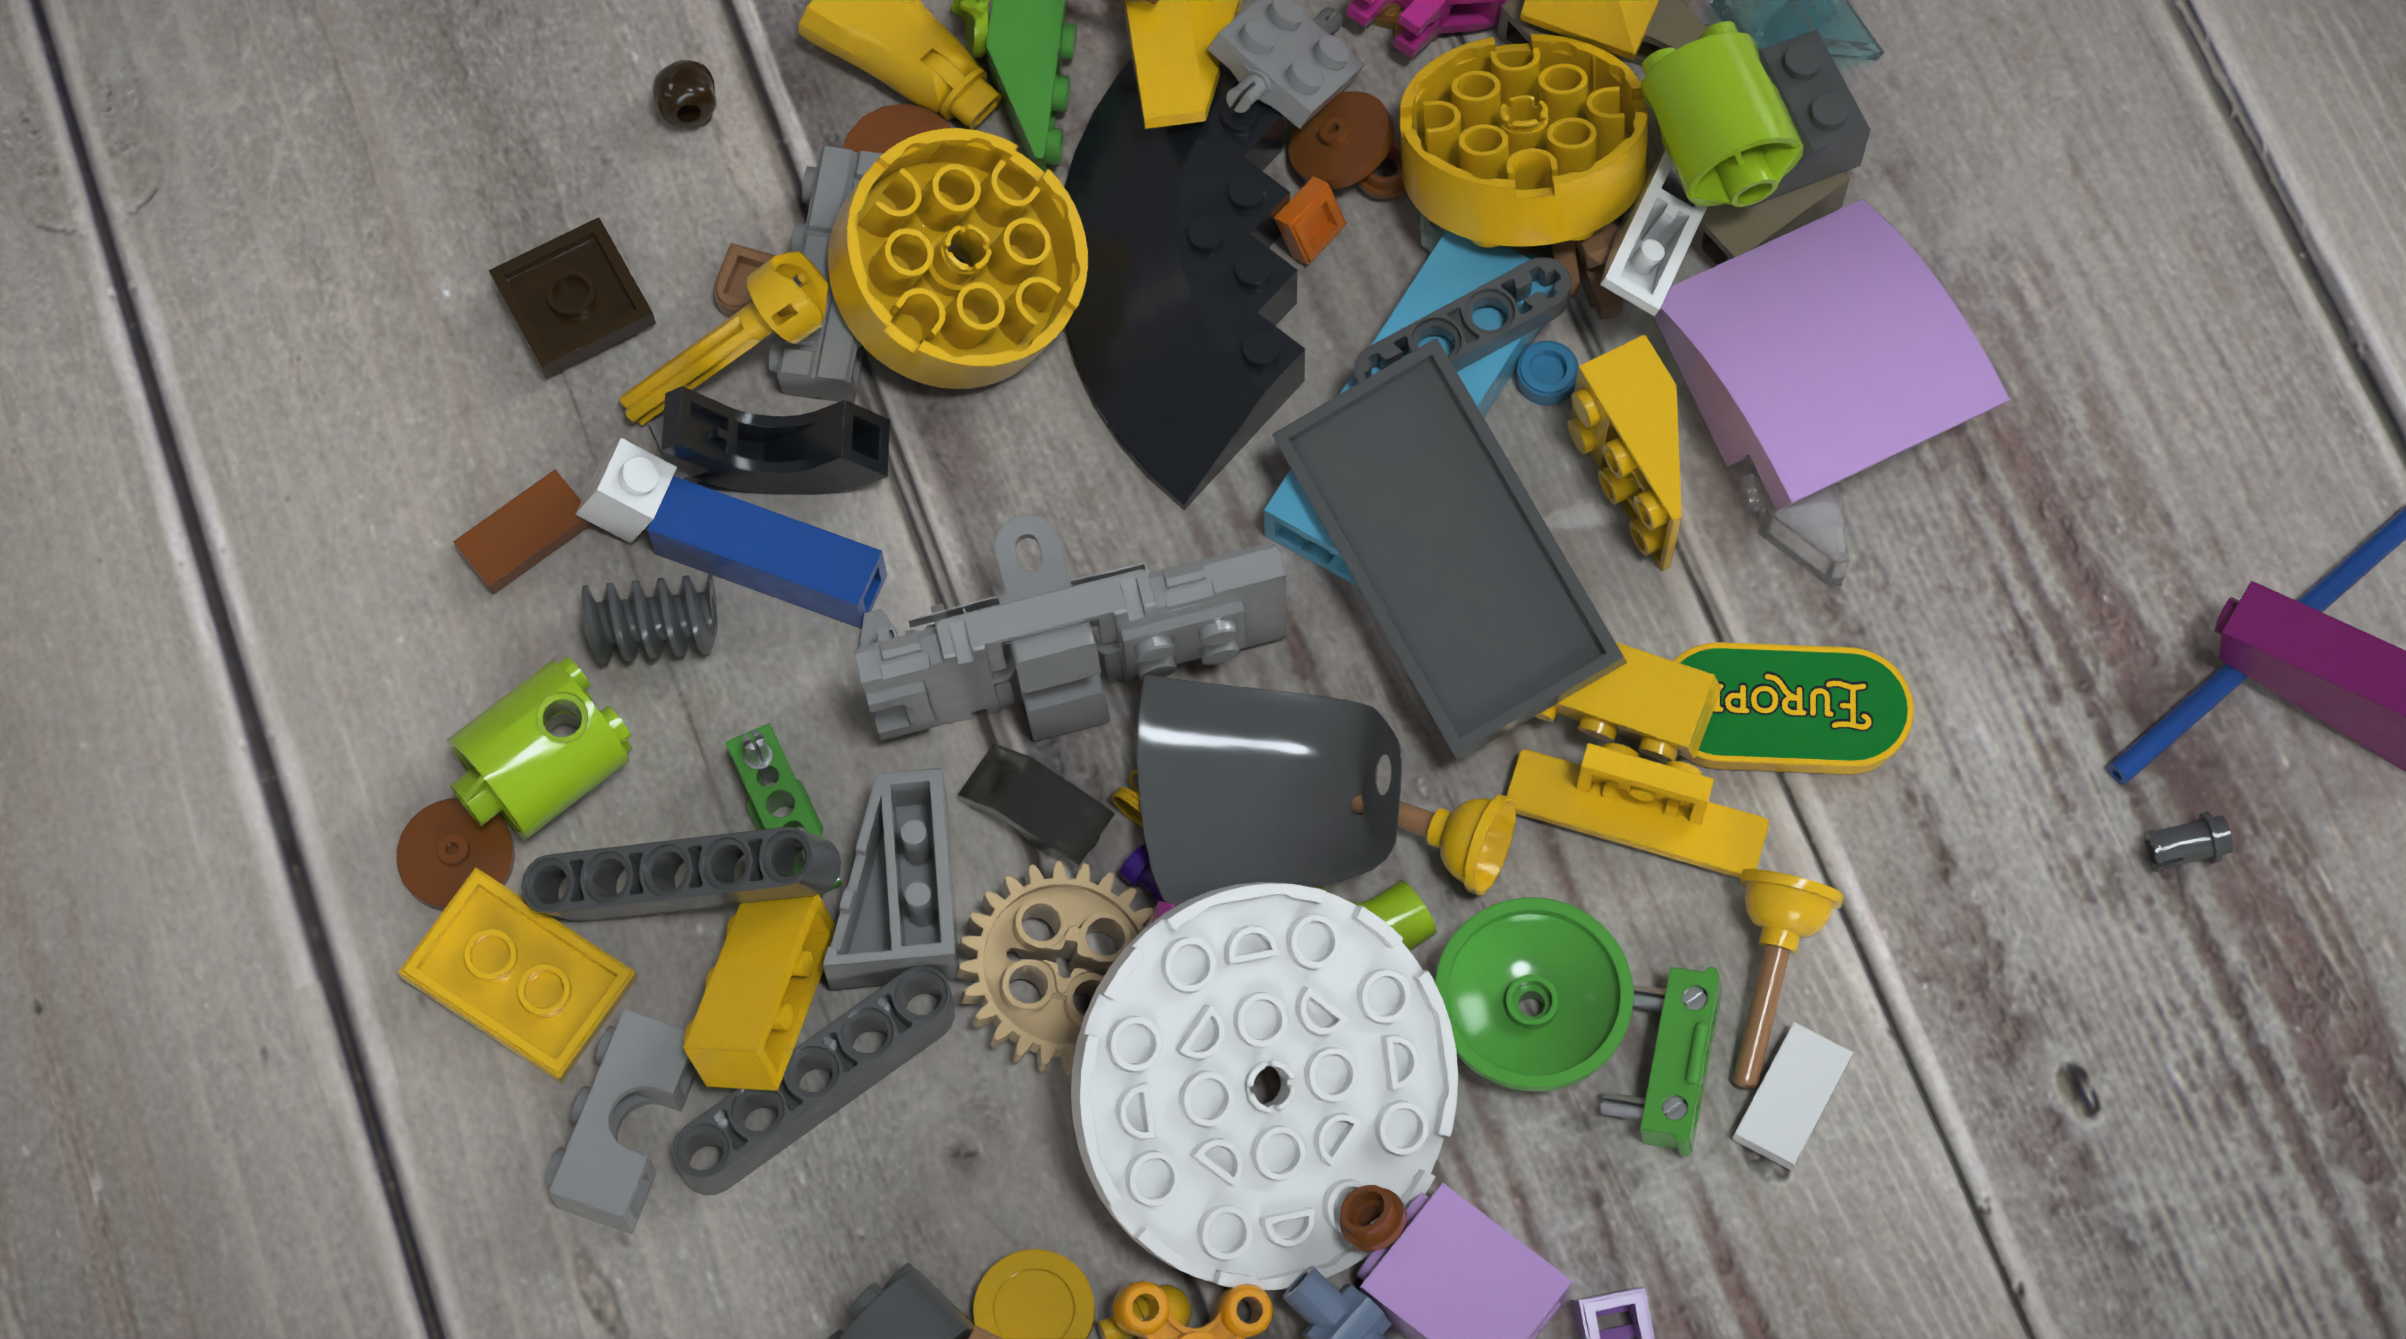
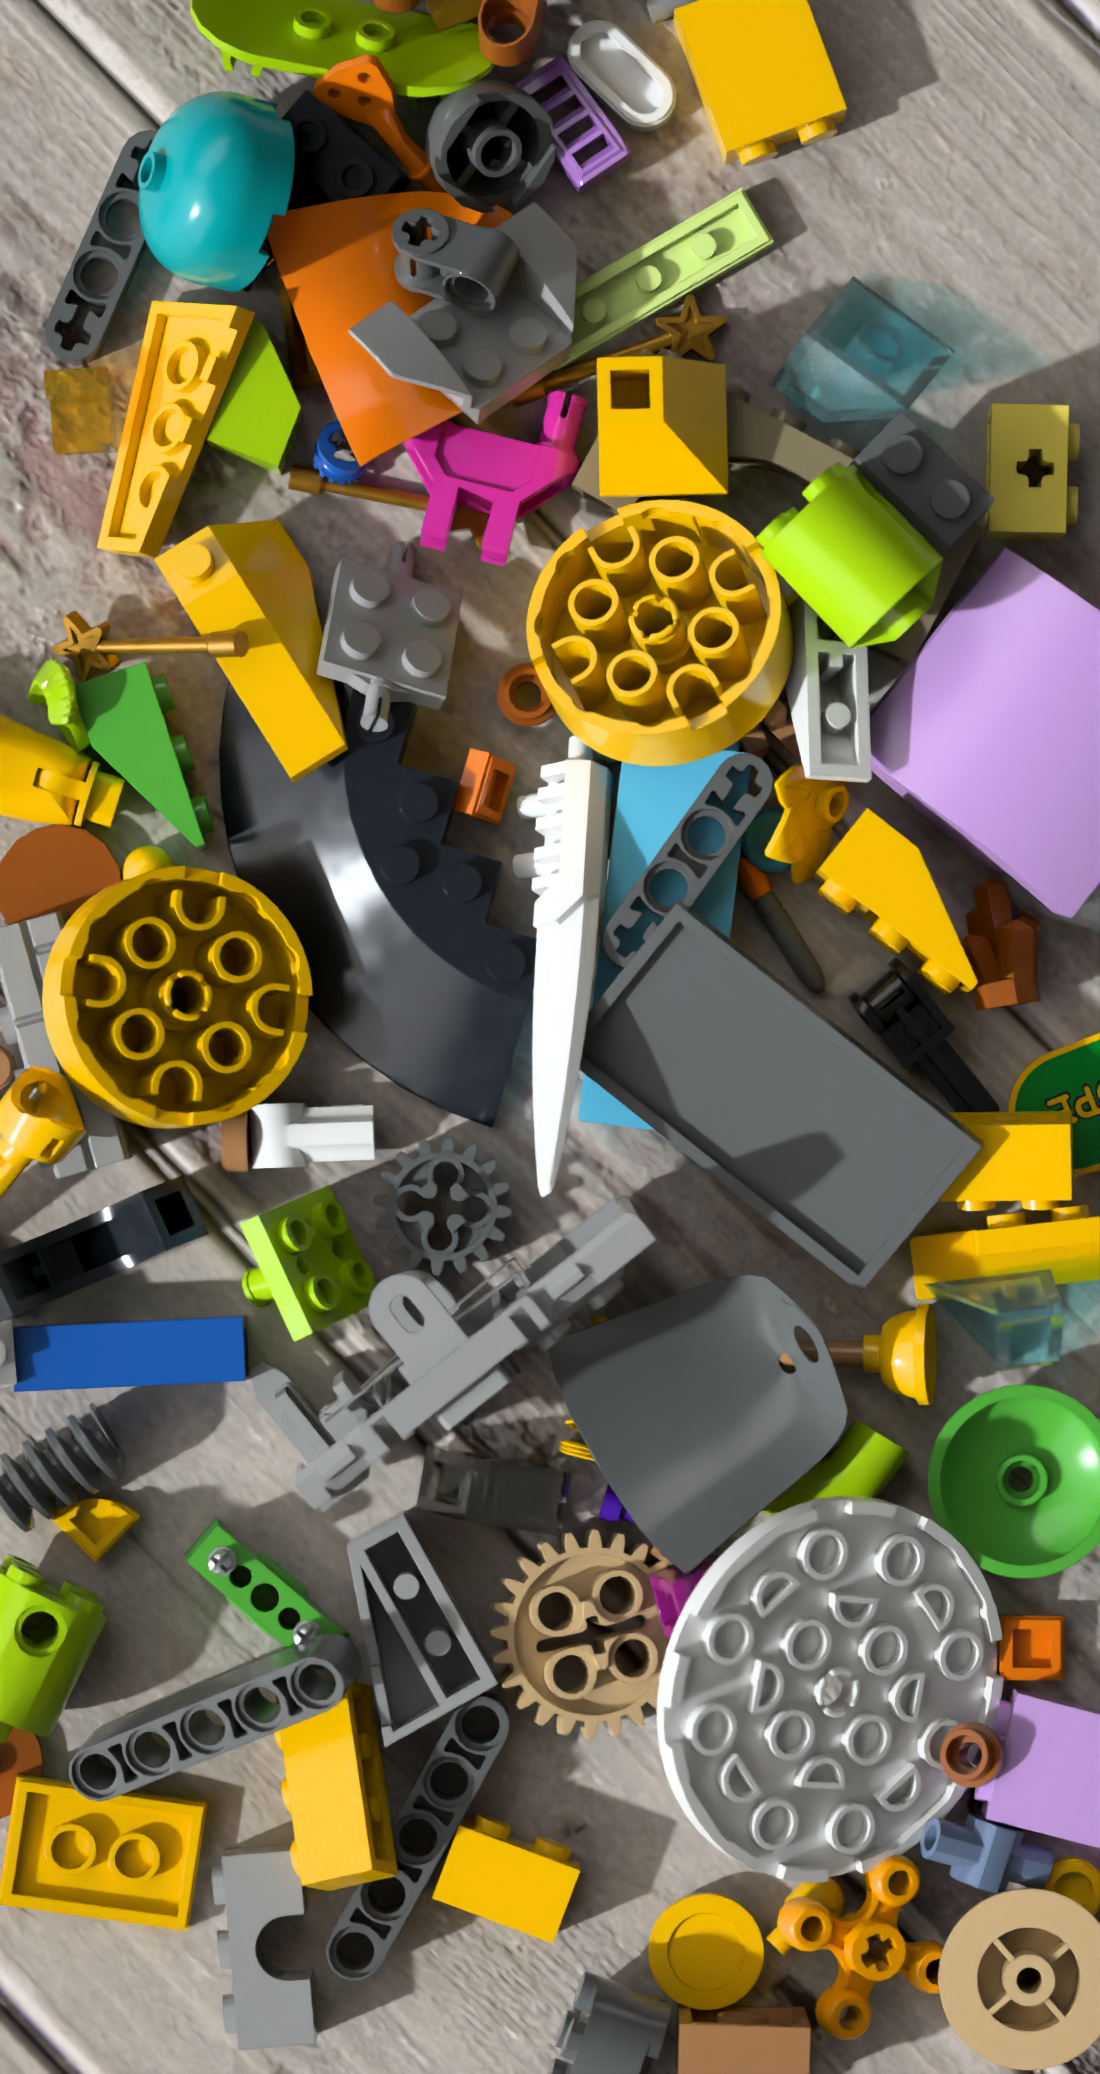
camera: 20 degrees left, 20 degrees up
(663, 691) = (96, 1523): none -> yellow tile
(879, 1155) = (507, 1877): none -> yellow brick
(951, 416) = (236, 1143): none -> medium nougat tile
(956, 528) = (307, 1263): none -> lime plate
(1004, 433) = (294, 1135): none -> white piece
(1096, 509) = (419, 1177): none -> dark grey gear
(1336, 328) = (572, 892): none -> white piece
(1343, 140) = (484, 689): dark orange piece -> none
(1474, 1165) = (1031, 1647): none -> orange tile
(1525, 461) = (758, 889): none -> dark grey piece
(1581, 854) = (1009, 1315): none -> clear light blue slope
(1589, 335) = (807, 821): none -> yellow plate
(1607, 568) = (916, 1032): none -> black connector
(1713, 541) = (1001, 949): none -> dark orange rock
(1919, 132) = (1011, 438): none -> light yellow brick

